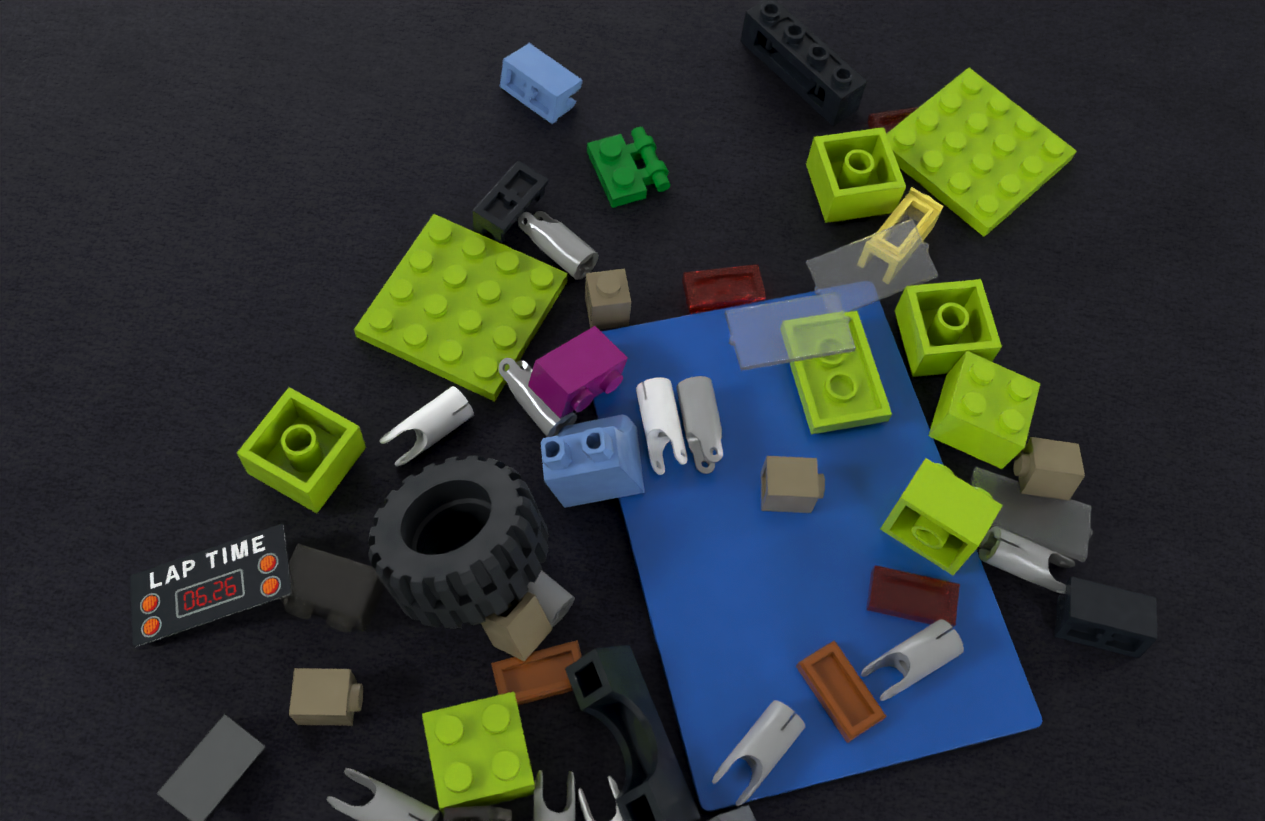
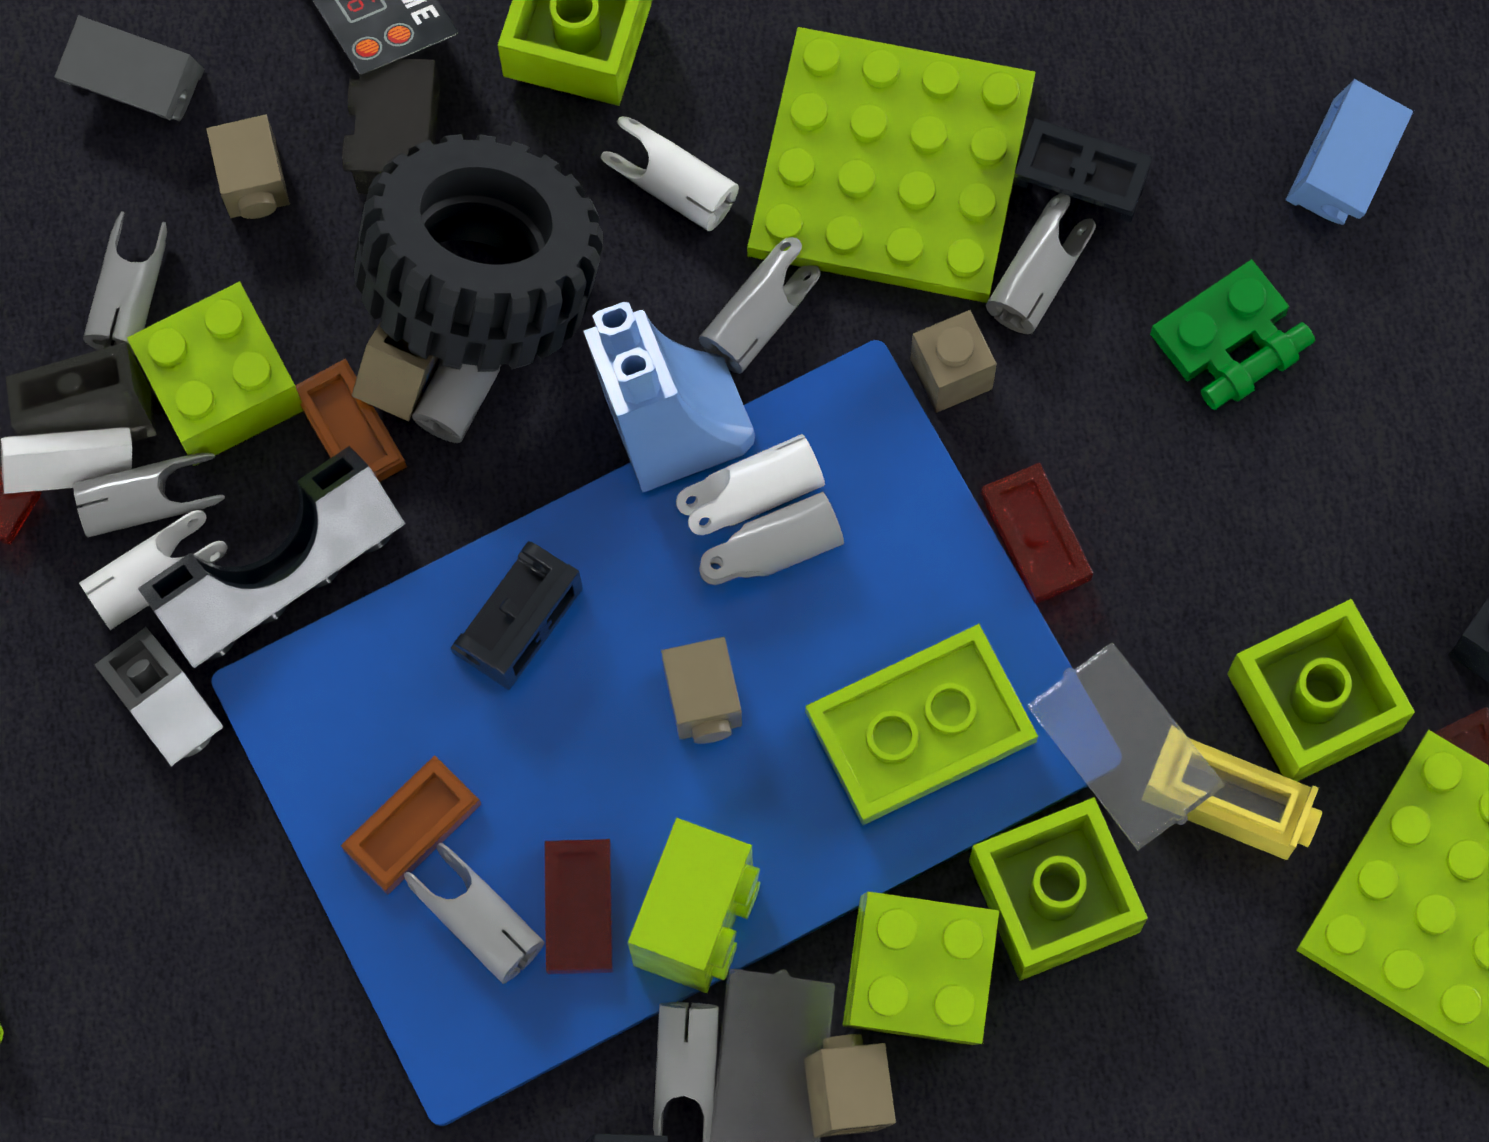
camera: 85 degrees right, 10 degrees up
(577, 372) = (794, 344): magenta brick -> none
(713, 585) = (519, 615): none -> black hinge
(764, 745) = (307, 729): light grey piece -> none
(789, 331) = (963, 636): clear piece -> none

